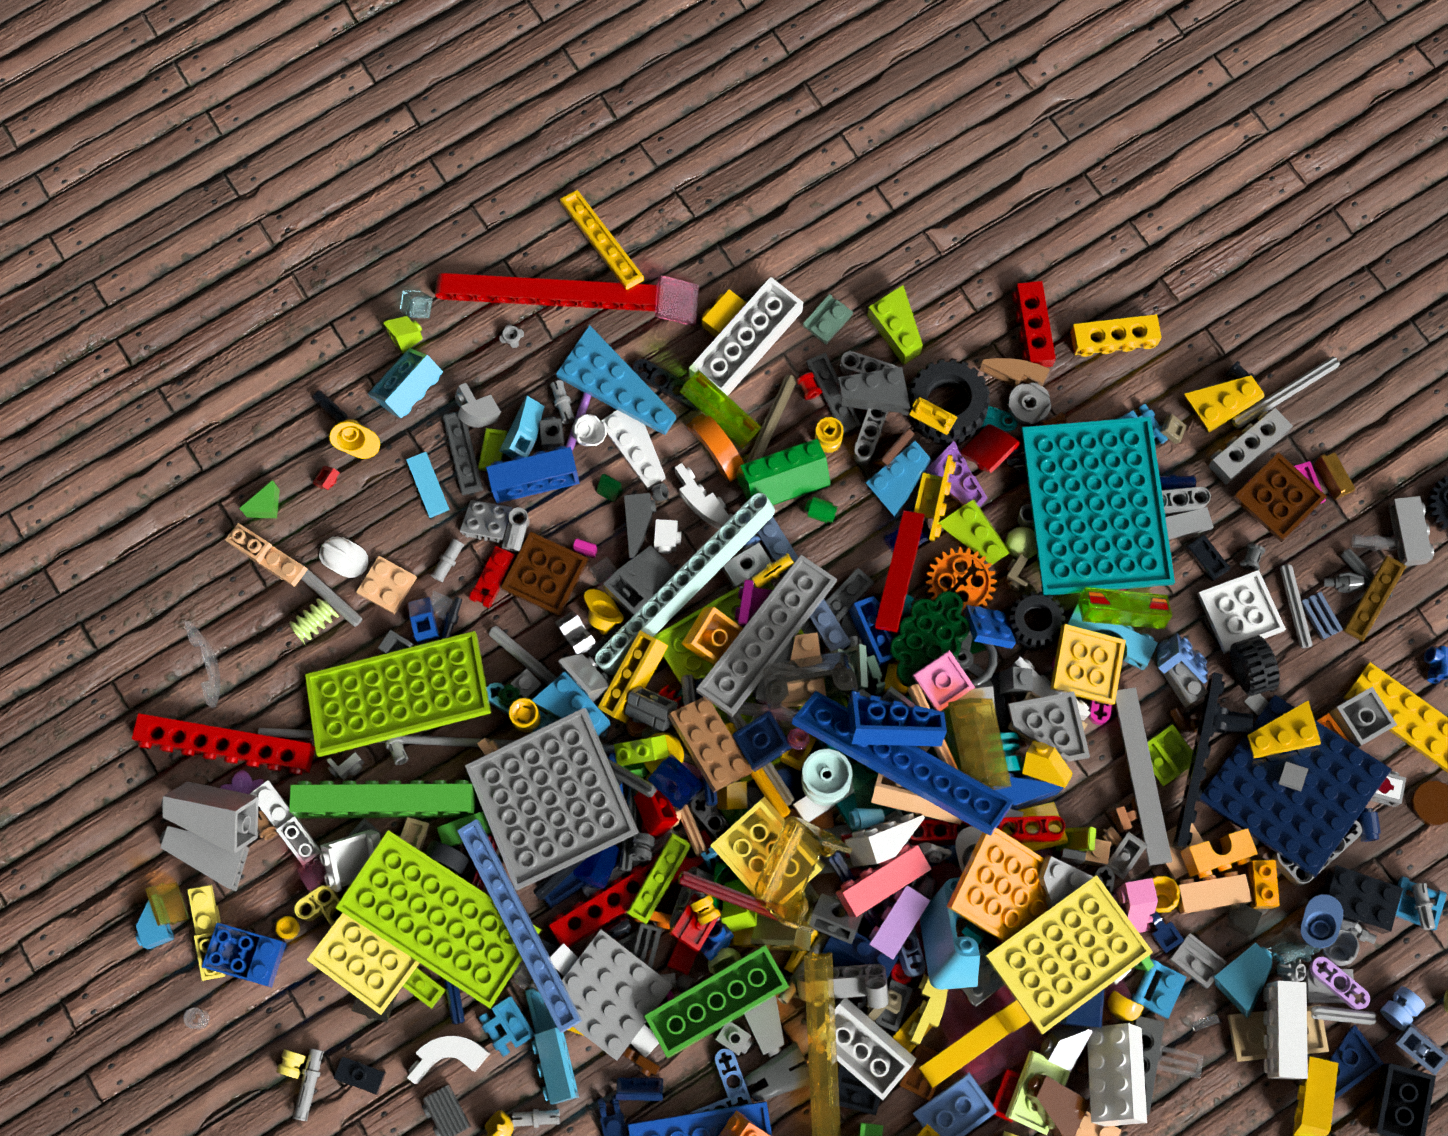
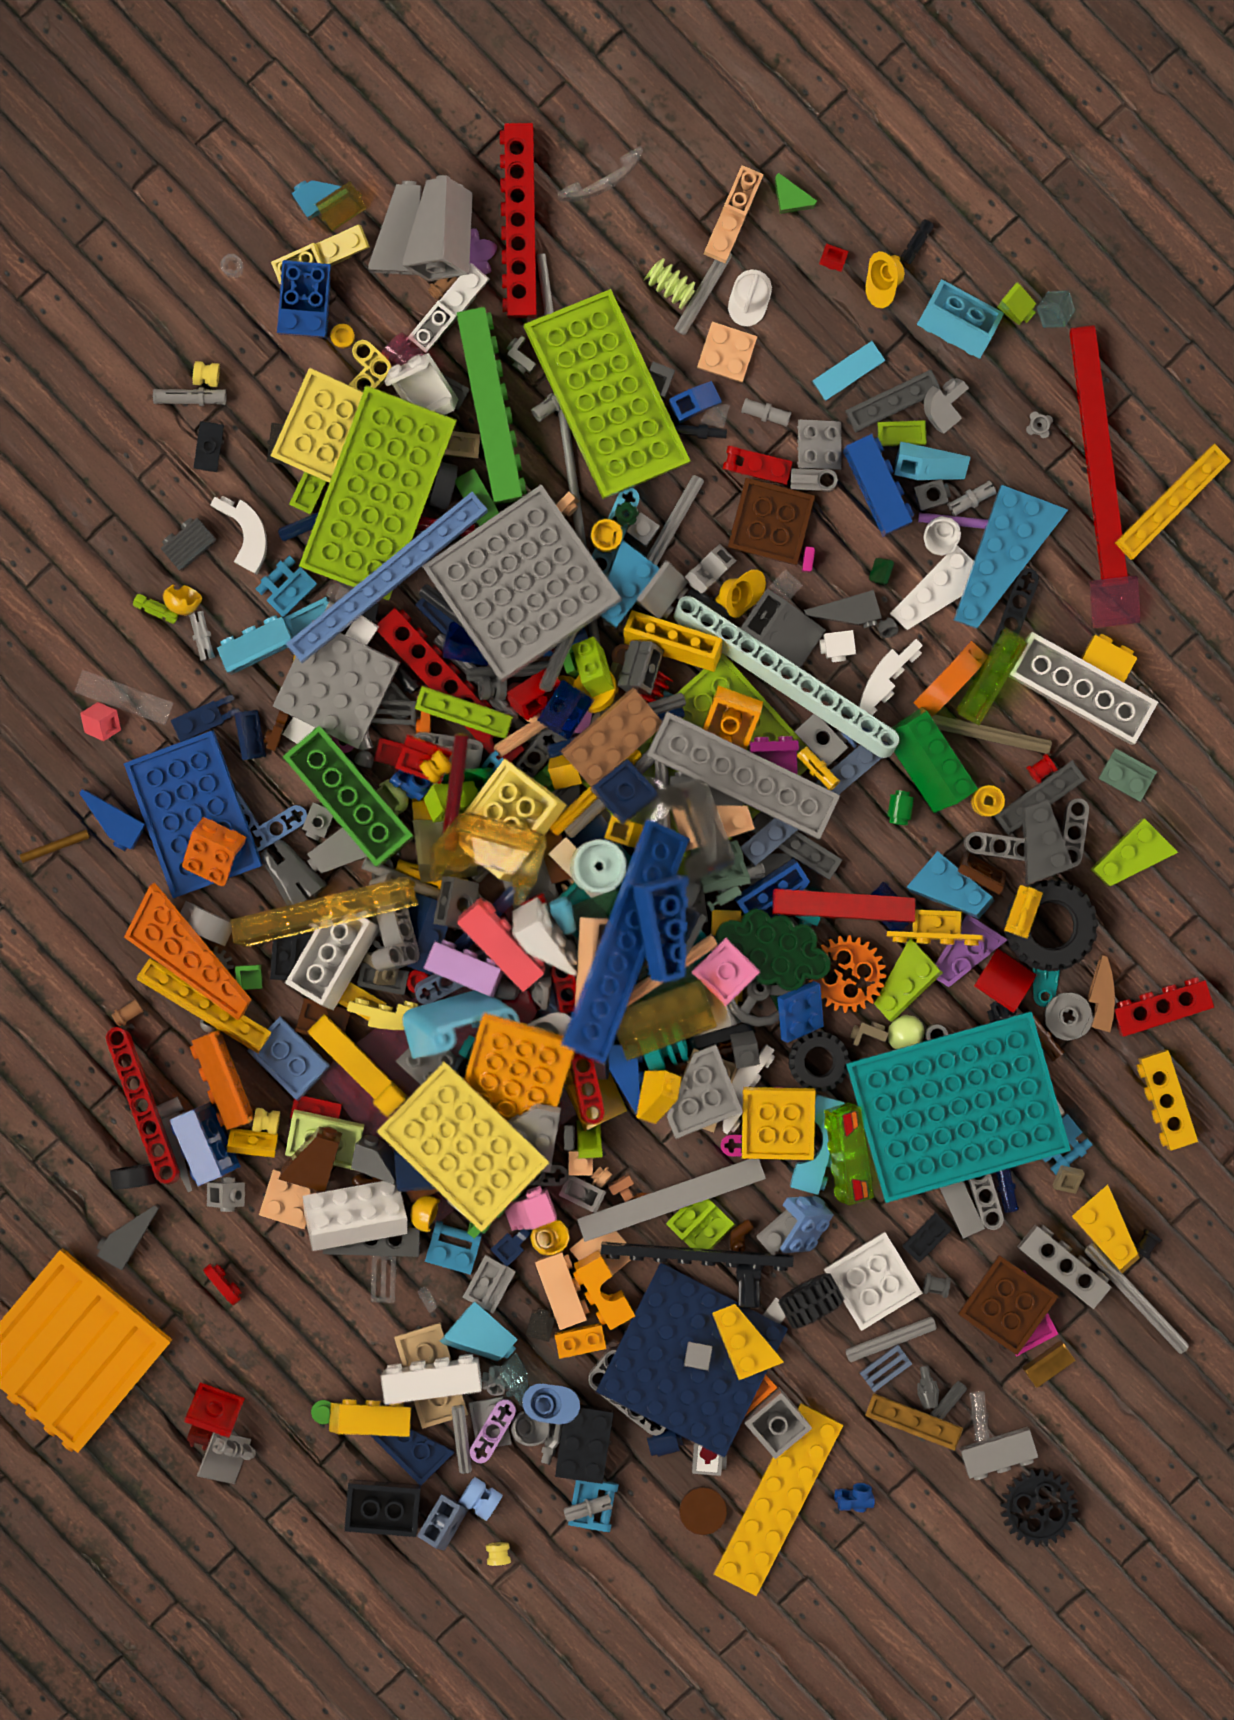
camera: 80 degrees right, 15 degrees up
(800, 734) = (635, 835): clear pink plate -> none

